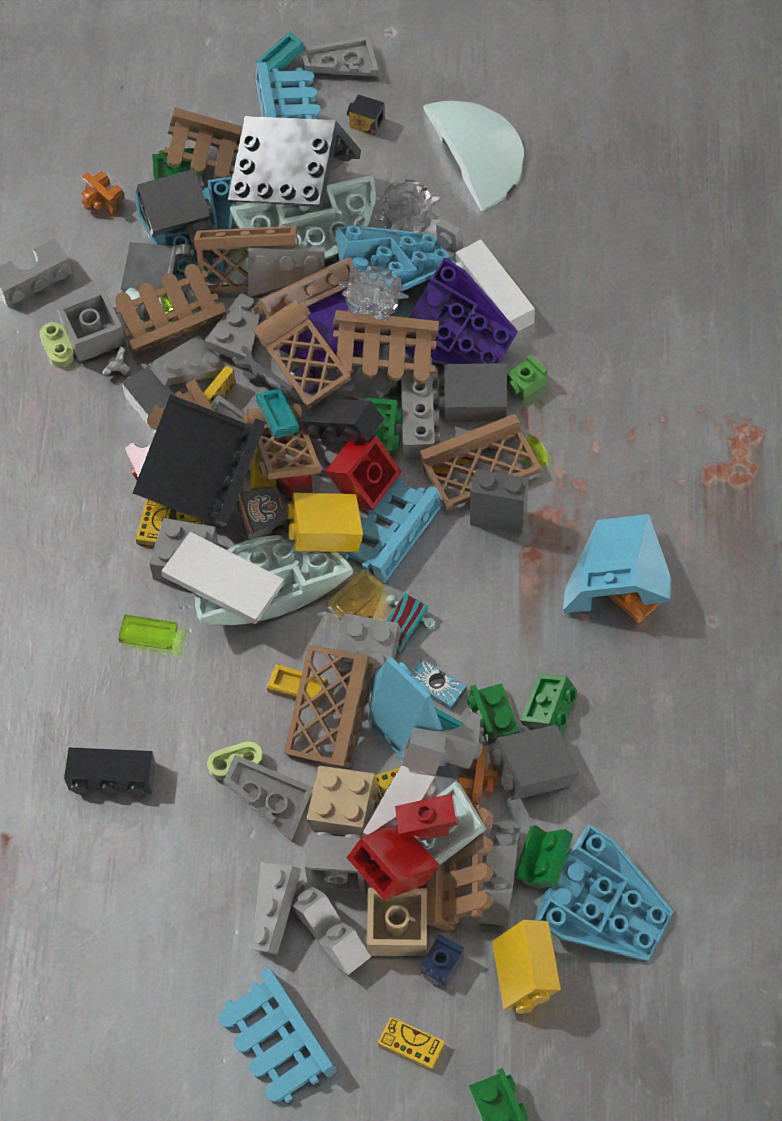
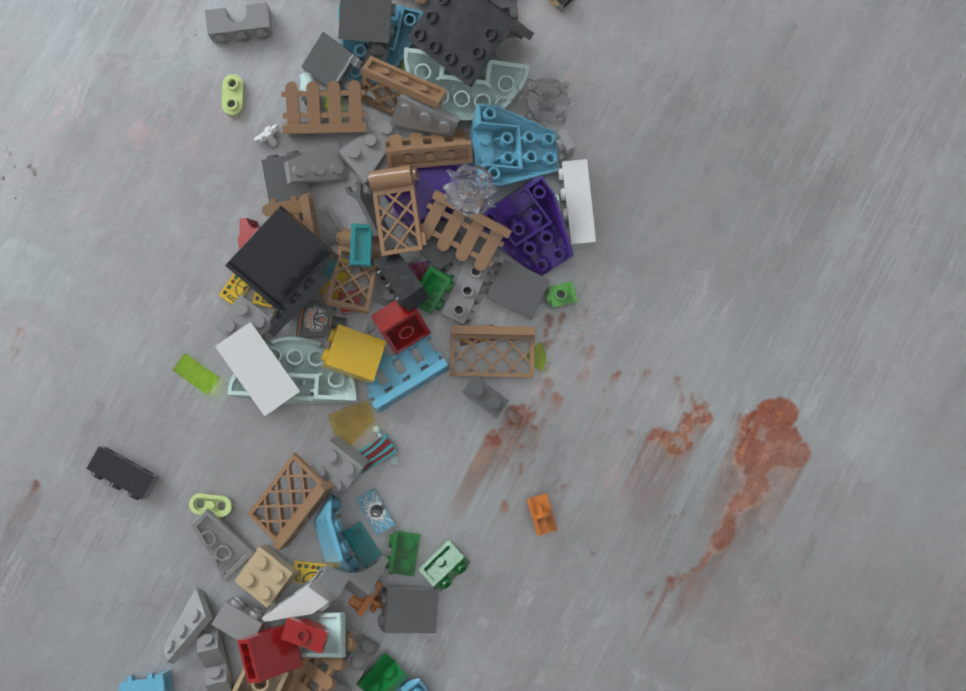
camera: 20 degrees right, 25 degrees up
(91, 325) = (261, 95): light grey brick -> none
(221, 385) = (331, 196): yellow tile -> none
(286, 683) = (275, 459): yellow tile -> none
(483, 147) = (635, 64): light aqua brick -> none
(619, 559) = (546, 487): medium azure wedge -> none

